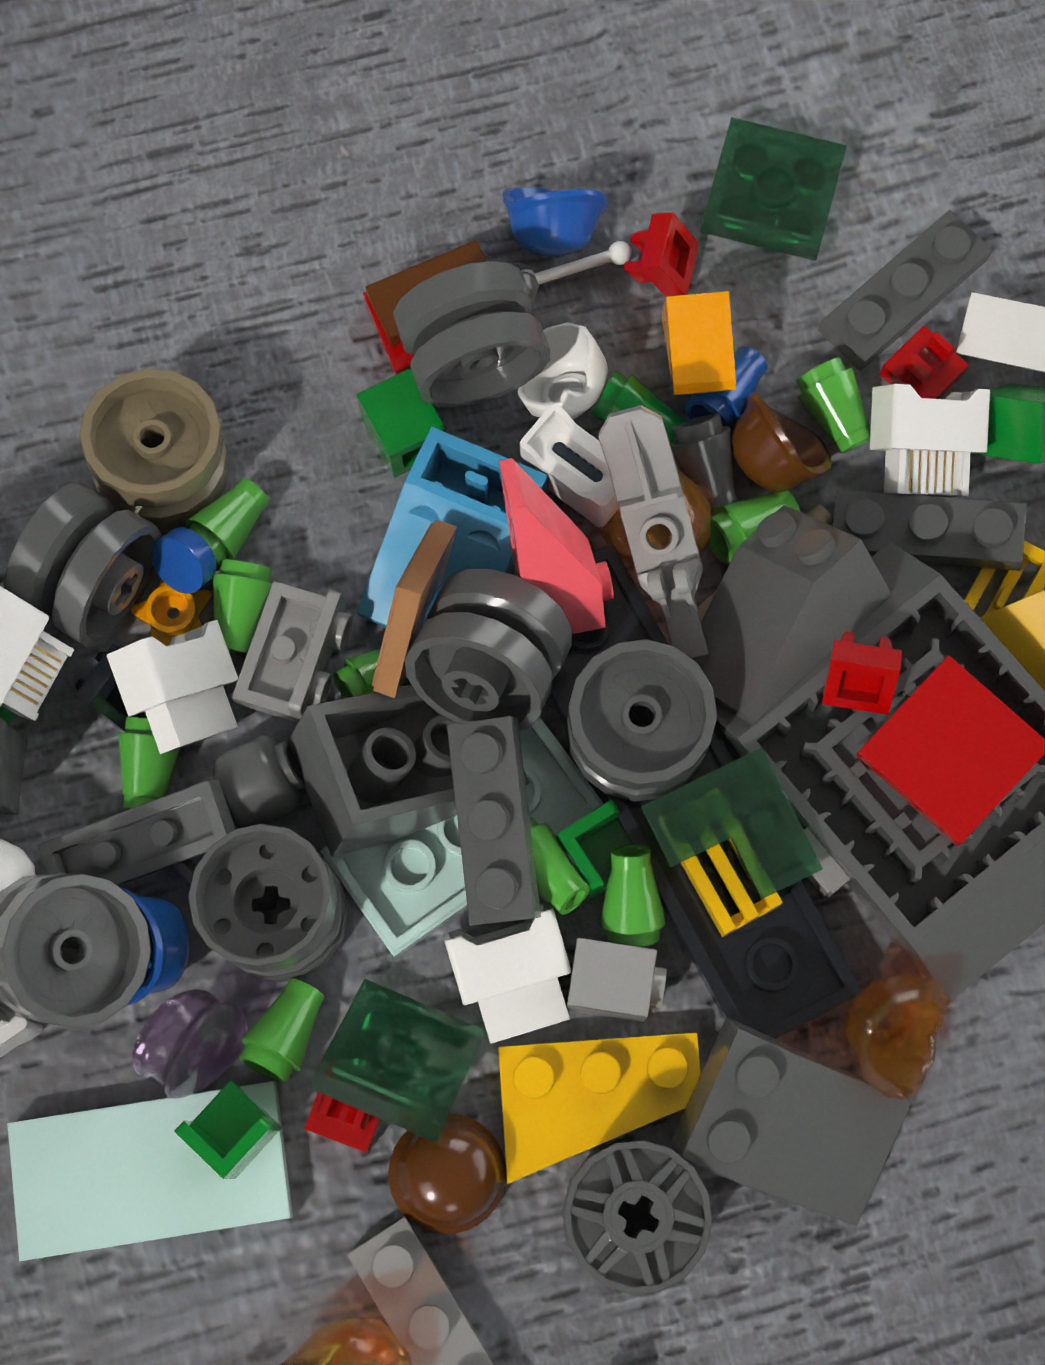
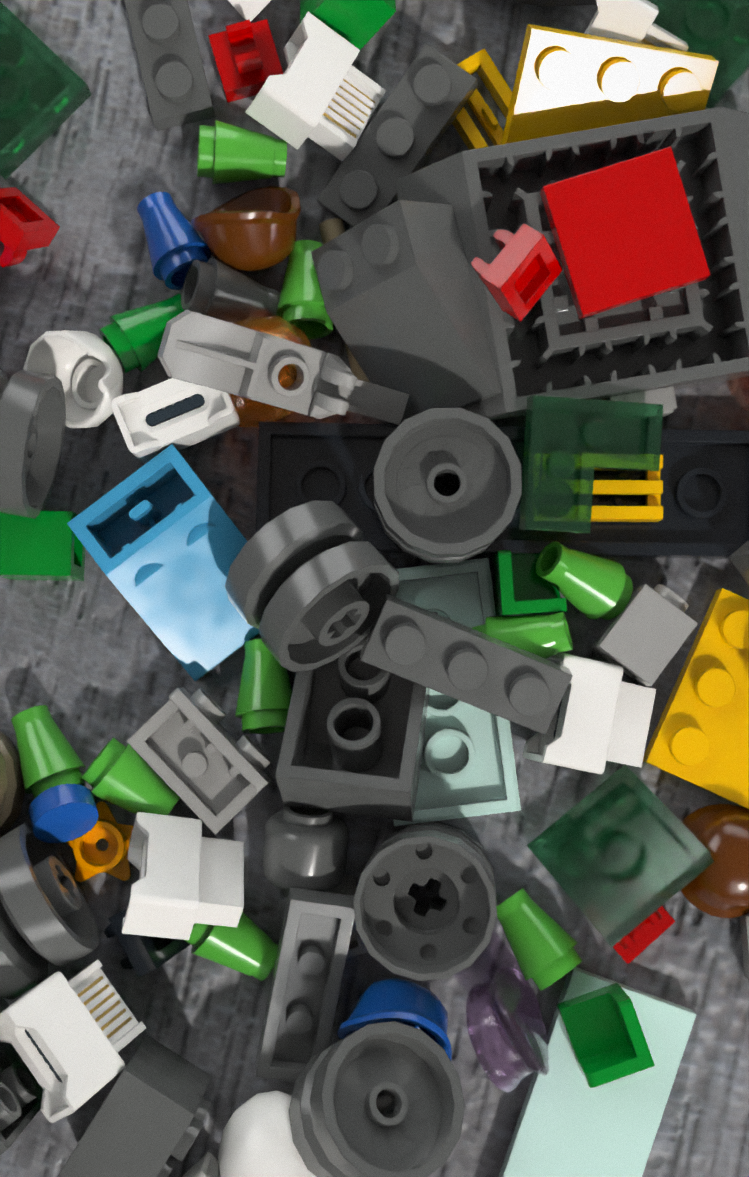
camera: 60 degrees left, 10 degrees up
(410, 603) = (231, 631): medium nougat tile -> none
(553, 551) = (254, 479): coral slope -> none
(699, 342) = (119, 239): light orange slope -> none

